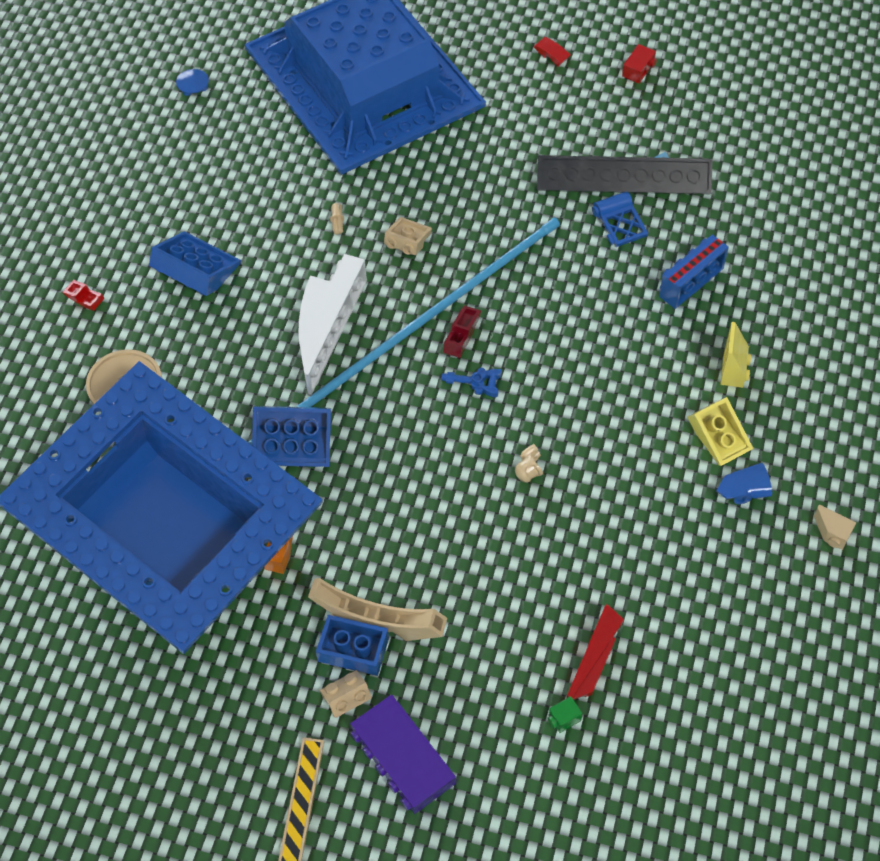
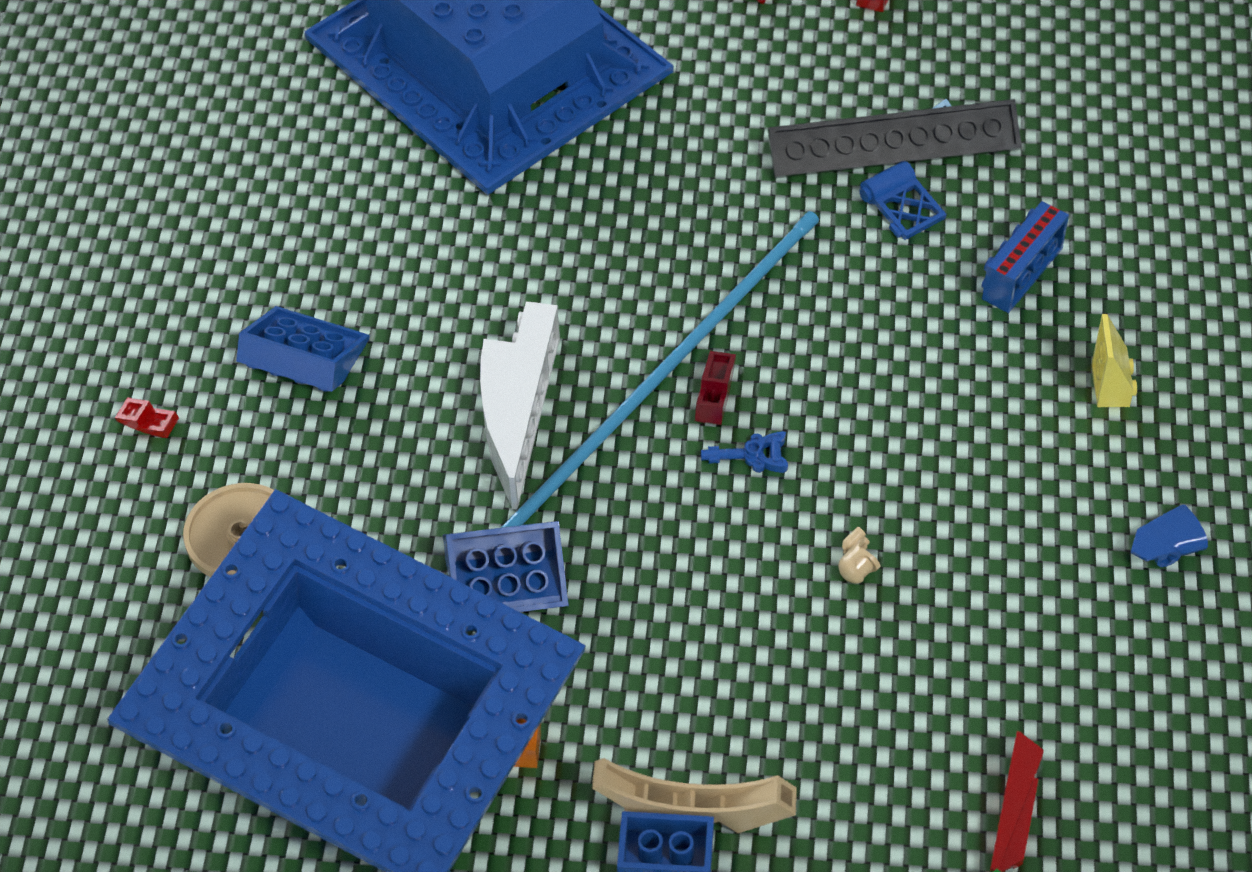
camera: 10 degrees left, 5 degrees down
(192, 81) = (238, 94): blue dish -> none
(337, 218) = (497, 256): tan axle -> none
(407, 236) = (605, 266): tan plate -> none
(720, 431) = (1115, 470): light yellow slope -> none

